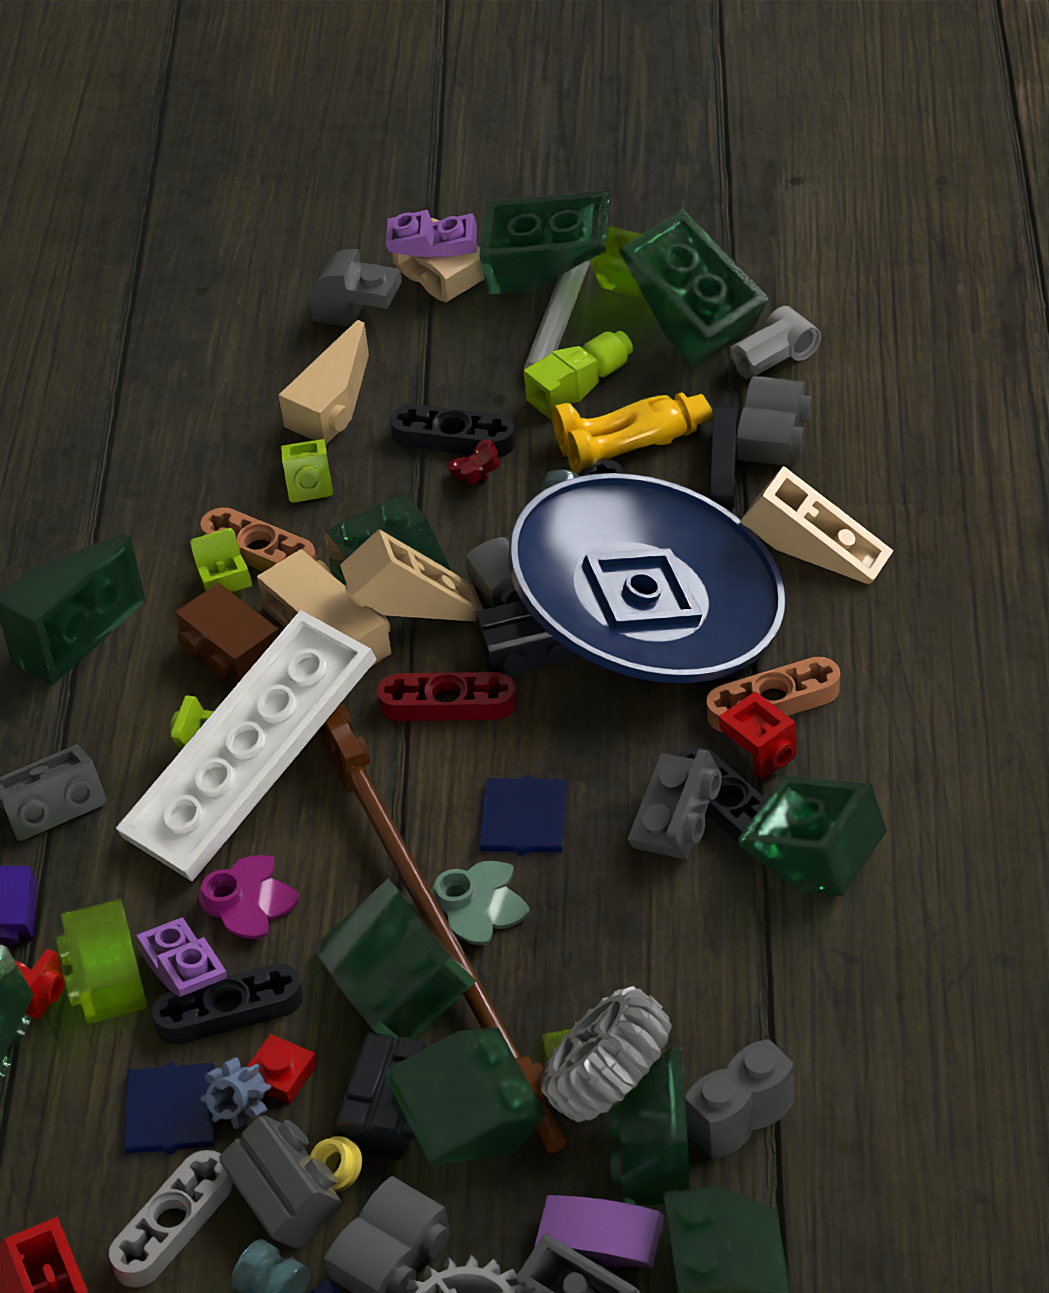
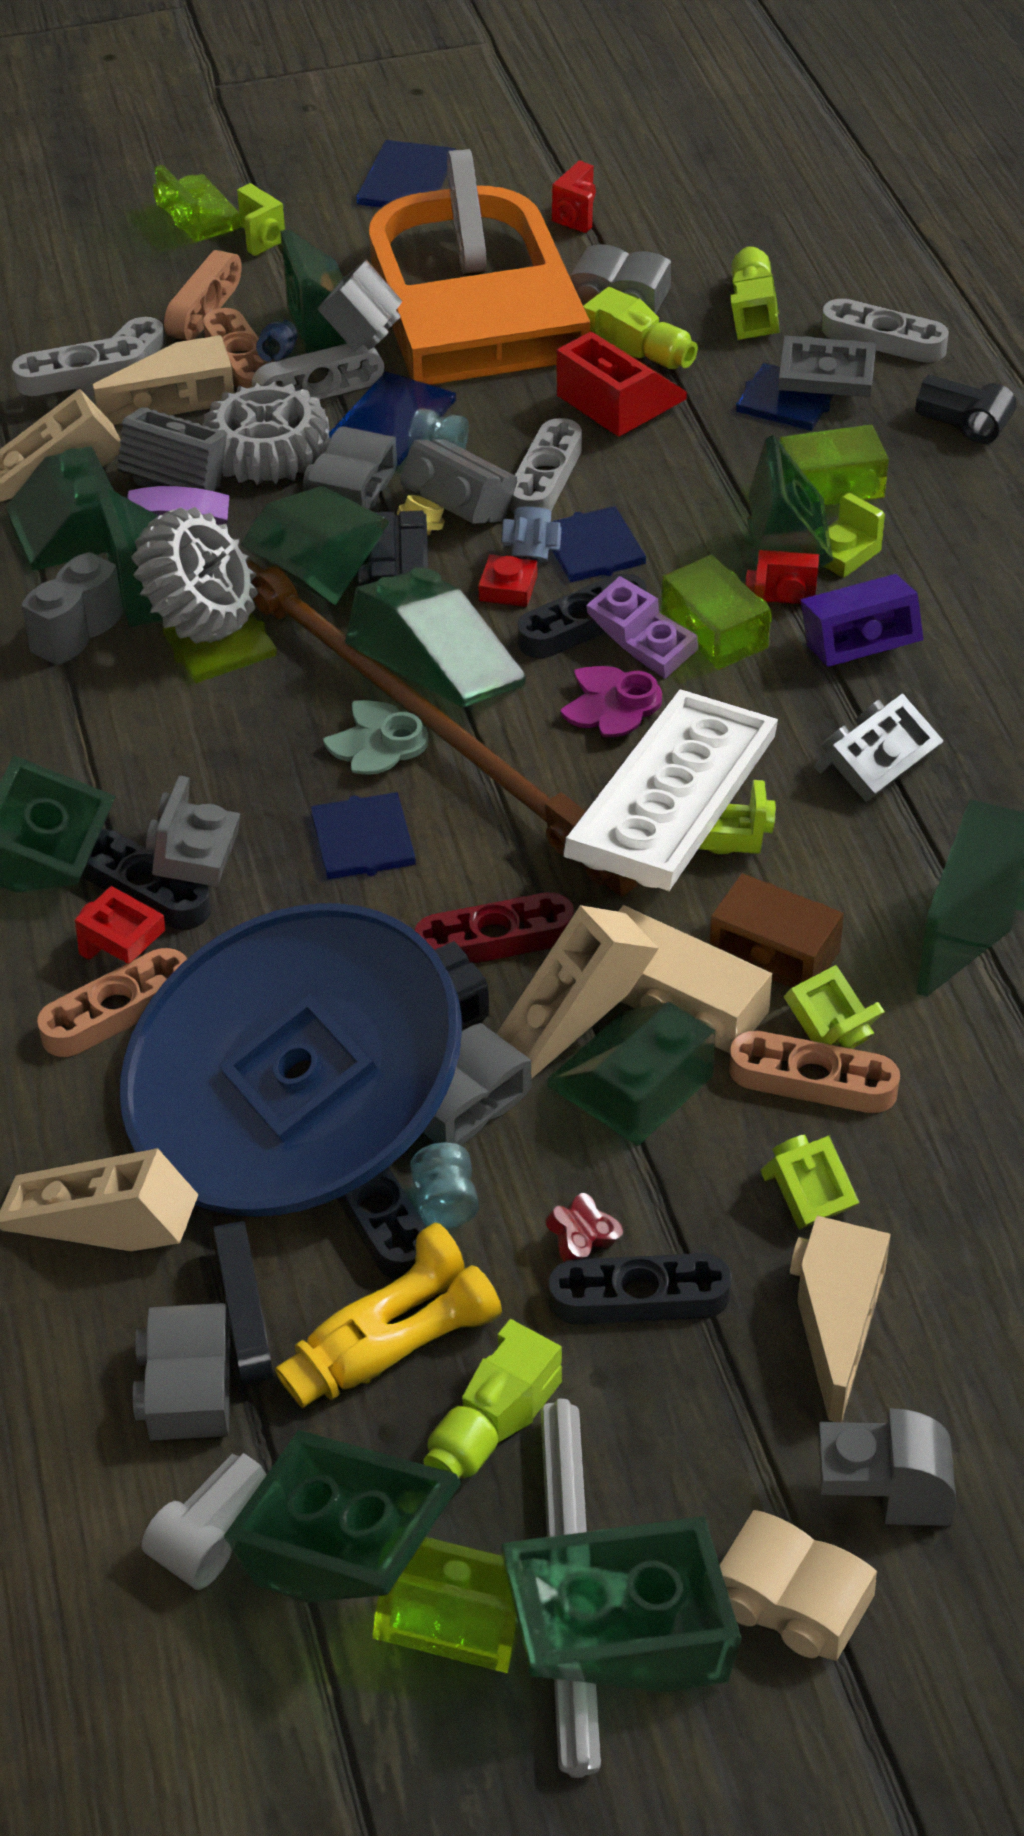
camera: 160 degrees right, 0 degrees up
(418, 236) = (812, 1558): medium lavender slope -> none

